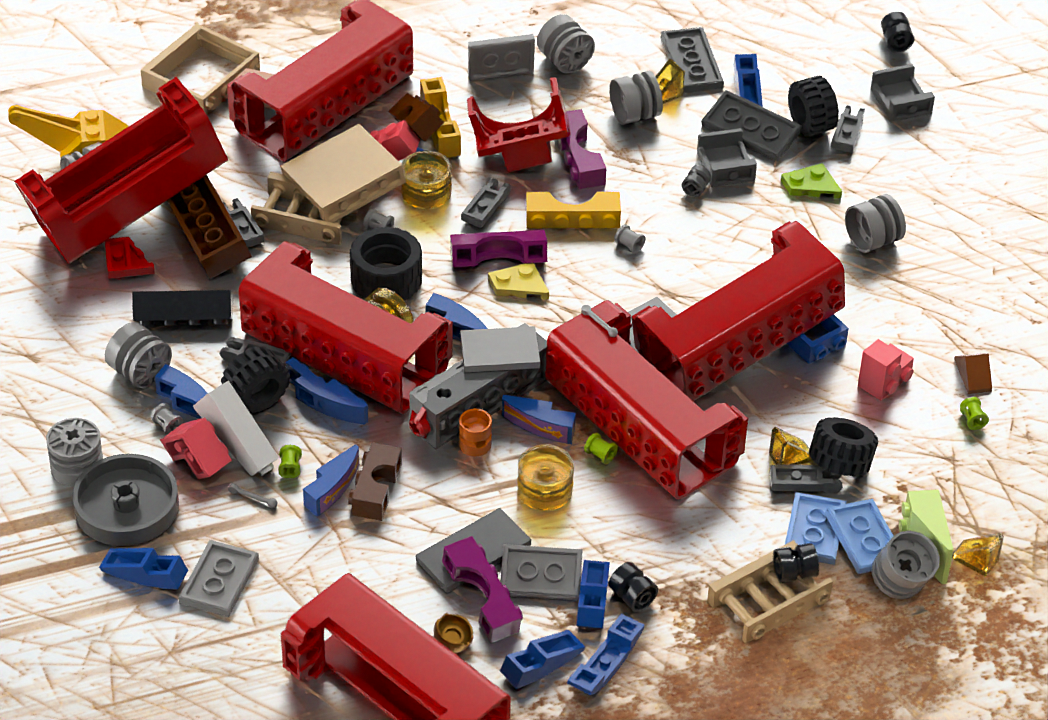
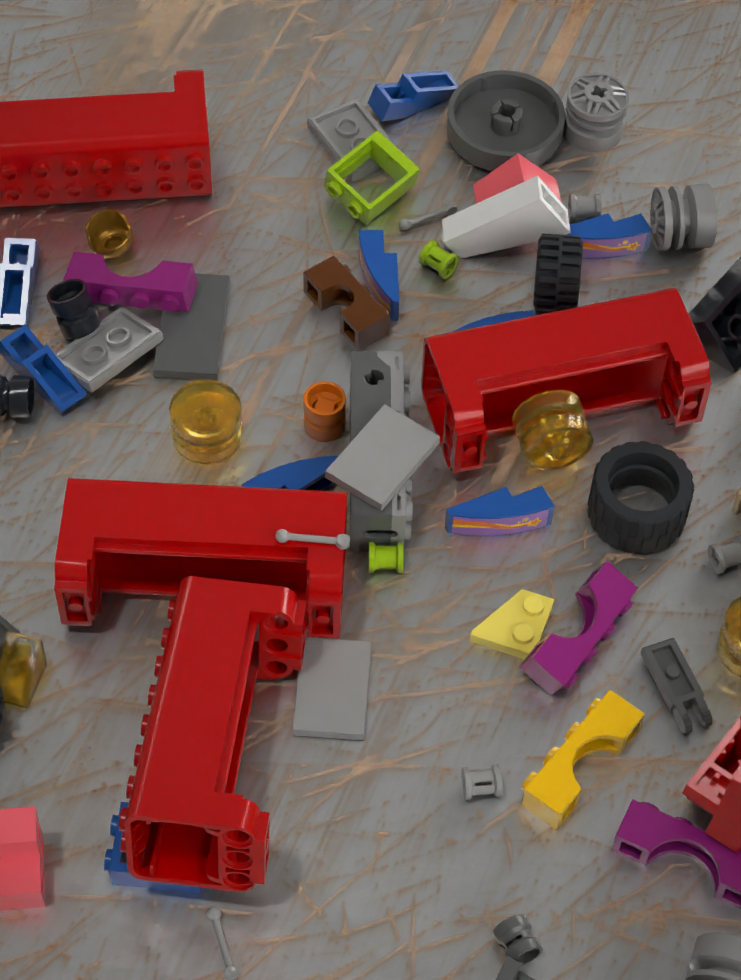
camera: 130 degrees right, 10 degrees up
(258, 515) = (389, 159): none -> lime window
(536, 597) = (73, 308): none -> black wheel

